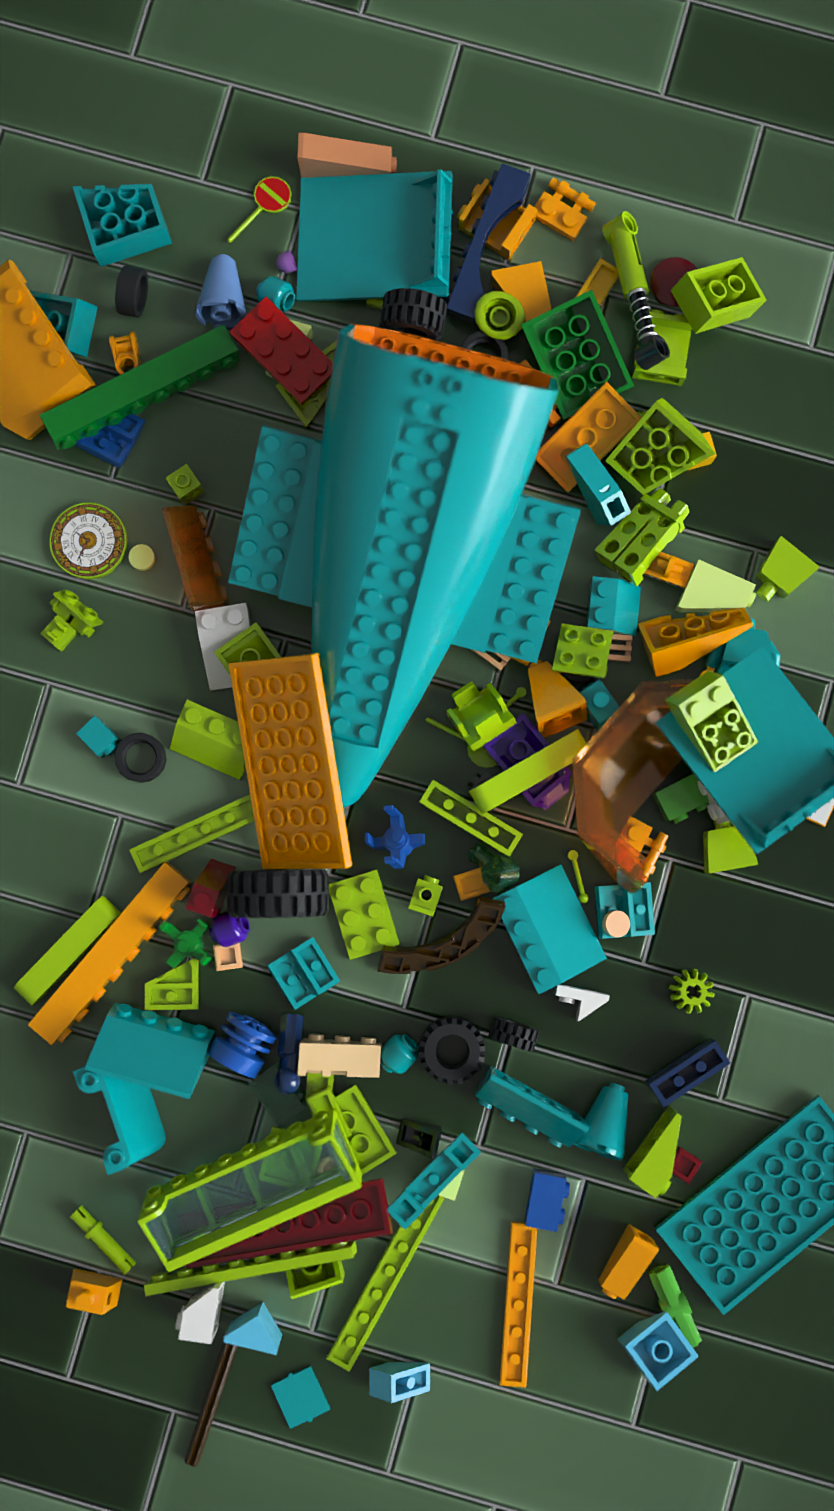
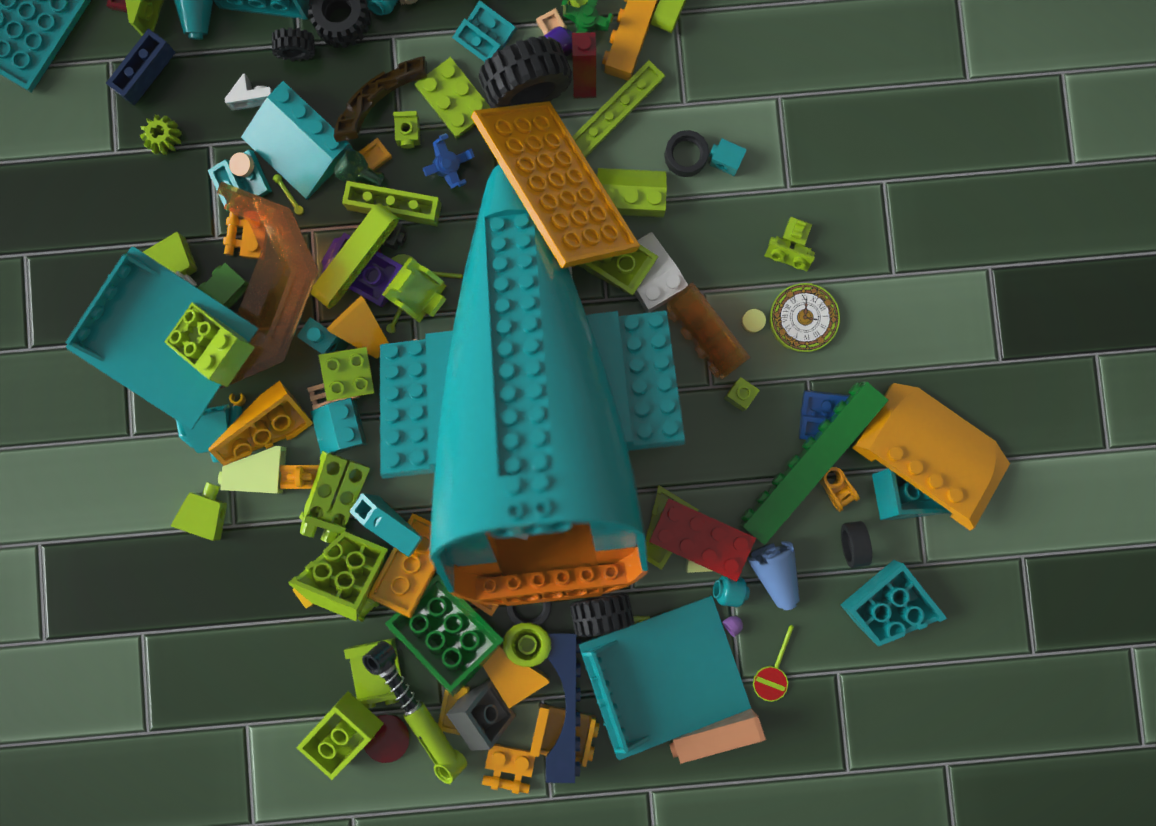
camera: 155 degrees right, 0 degrees up
(571, 264) = (481, 716): none -> dark grey slope

